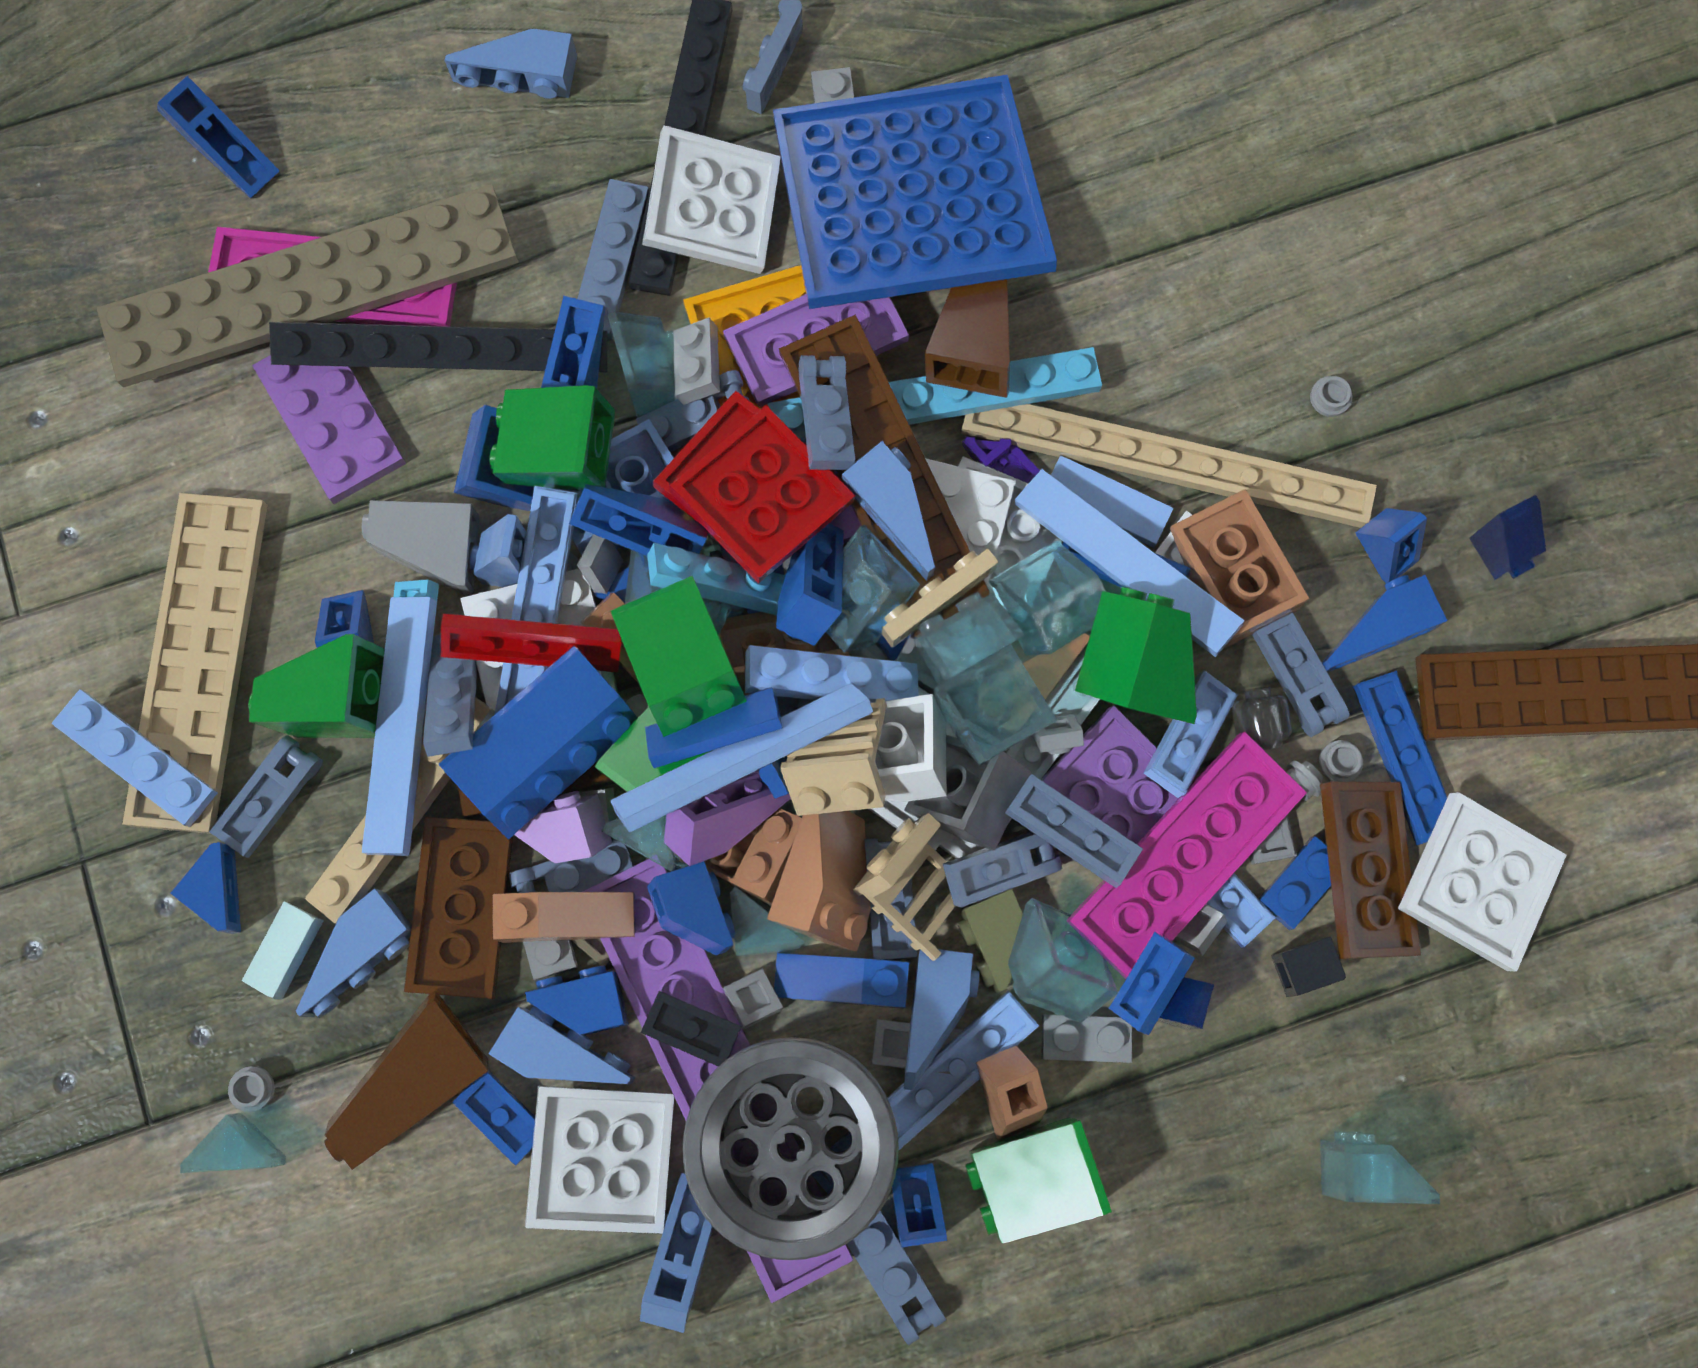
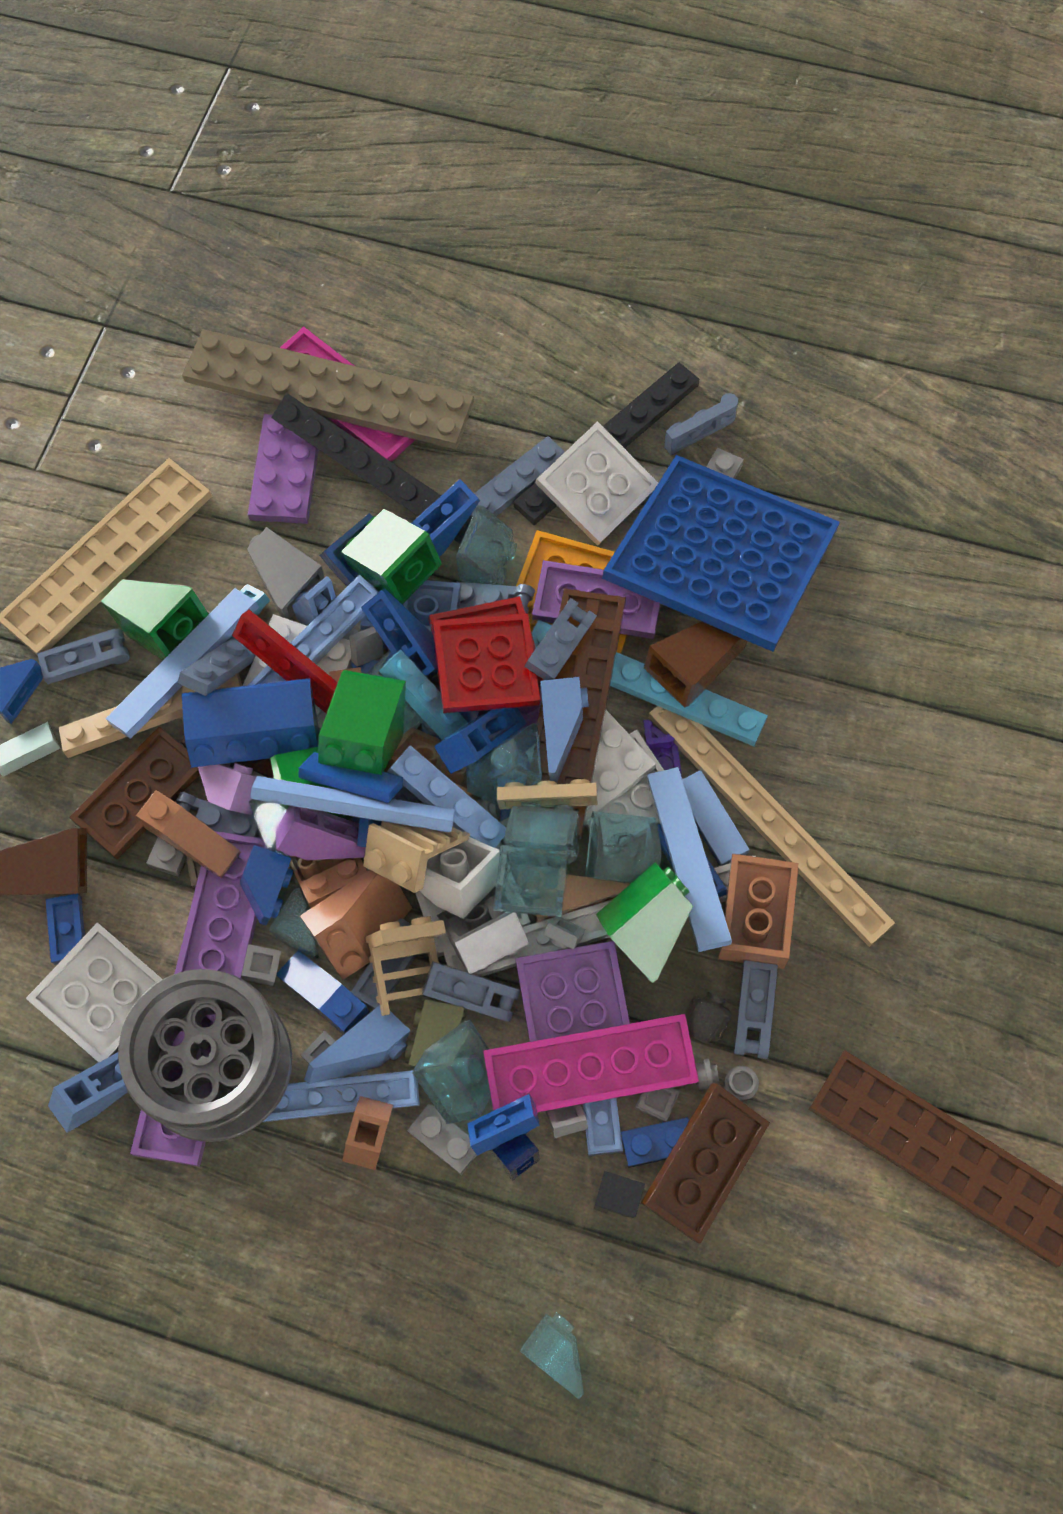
camera: 40 degrees right, 10 degrees down
(134, 758) = (29, 585): light blue plate -> none
(216, 137) = (341, 278): blue slope -> none
(343, 616) = (206, 586): blue slope -> none
(358, 943) = (64, 773): medium blue slope -> none
(523, 62) = (547, 339): medium blue slope -> none
(543, 1051) = (118, 906): medium blue slope -> none
(584, 1004) = (163, 897): blue slope -> none
(691, 1029) = (207, 947): black plate -> none
(696, 361) = (514, 568): light grey plate -> none
(895, 1278) = (215, 1195): sand blue plate -> none
(918, 1206) = (261, 1162): blue slope -> none
(1038, 1181) = (343, 1199): slope -> none
(1074, 831) = (525, 995): sand blue plate -> none
(1186, 743) = (648, 997): light blue tile -> none
(1331, 396) = (908, 849): light grey plate -> none
(1393, 541) = (878, 967): blue slope -> none
(1396, 616) = (840, 1015): blue slope -> none
(1403, 752) = (788, 1113): blue tile -> none
(1482, 881) = (776, 1225): white plate -> none
(1512, 540) = (961, 1017): clear blue slope -> none

